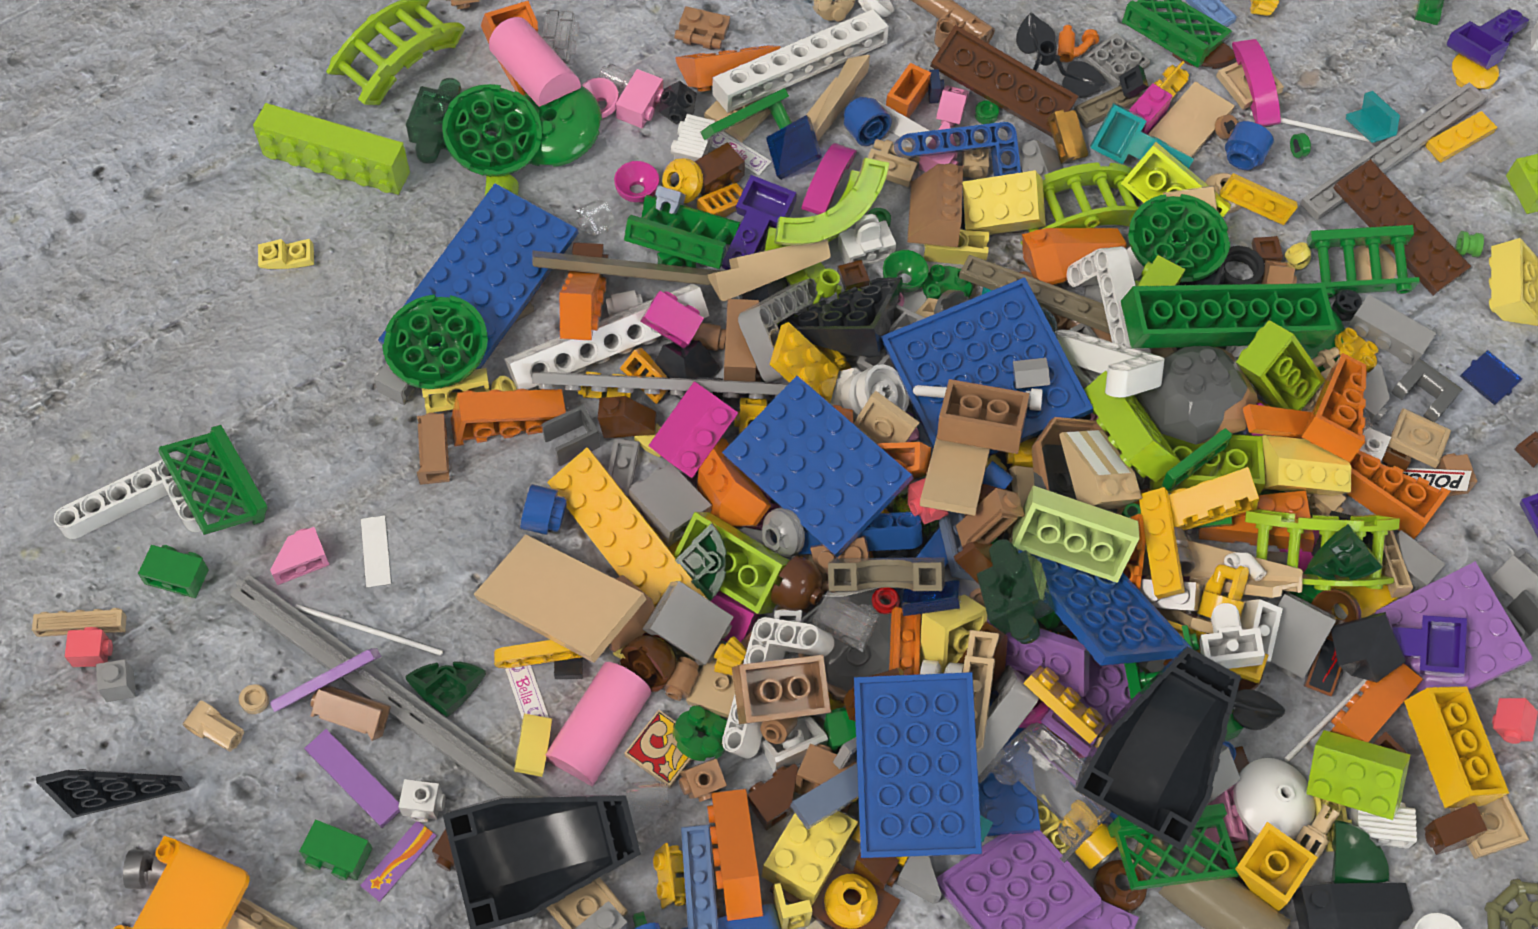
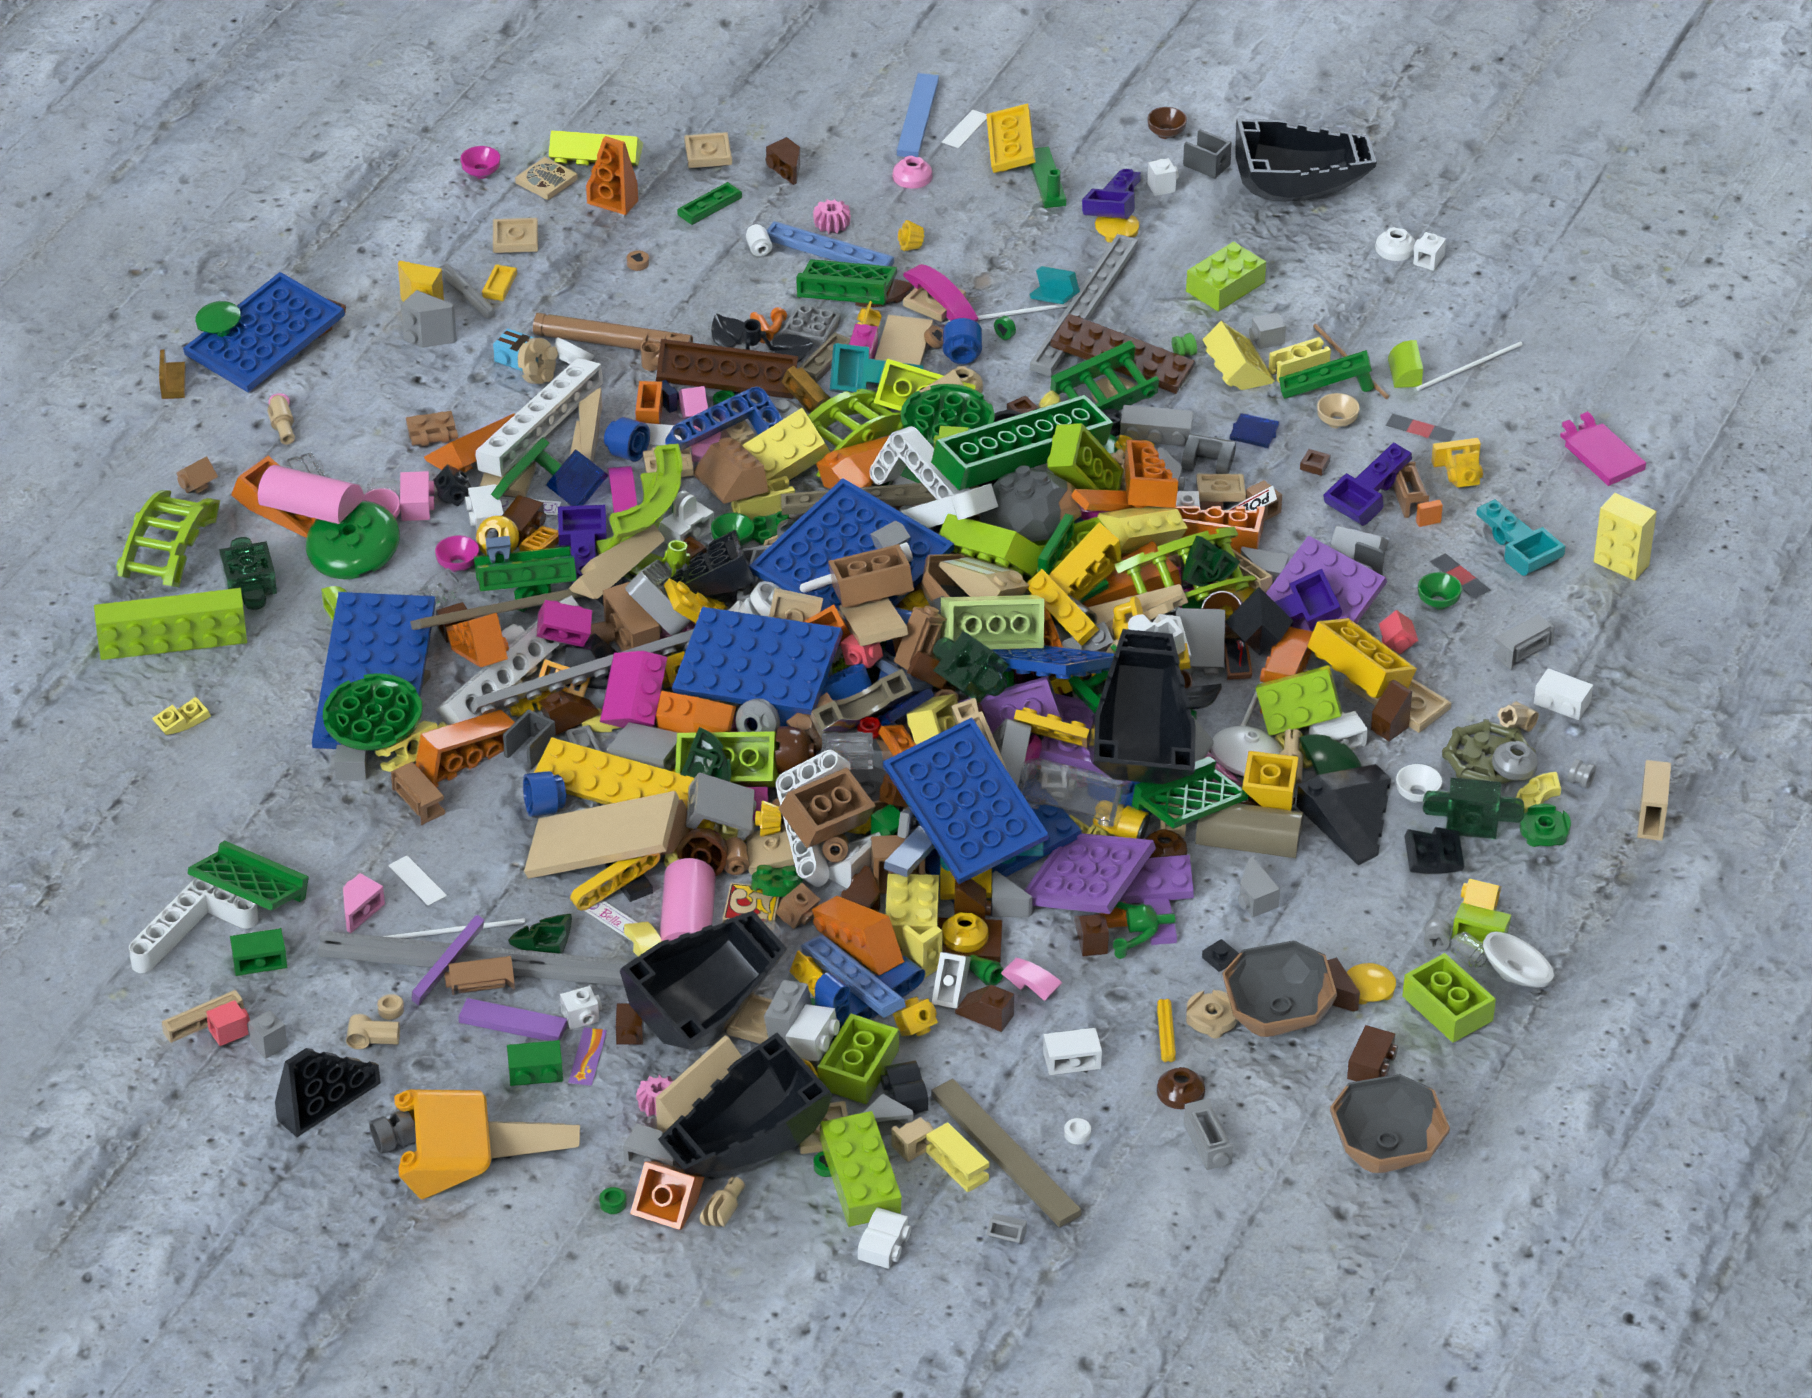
camera: 25 degrees left, 20 degrees down
(496, 110) = (308, 556): green brick -> none
(1133, 81) = (837, 330): black plate -> none
(1247, 560) = (1145, 599): white arm -> none
(1258, 199) = (994, 373): yellow plate -> none
(1460, 136) = (1133, 276): yellow plate -> none

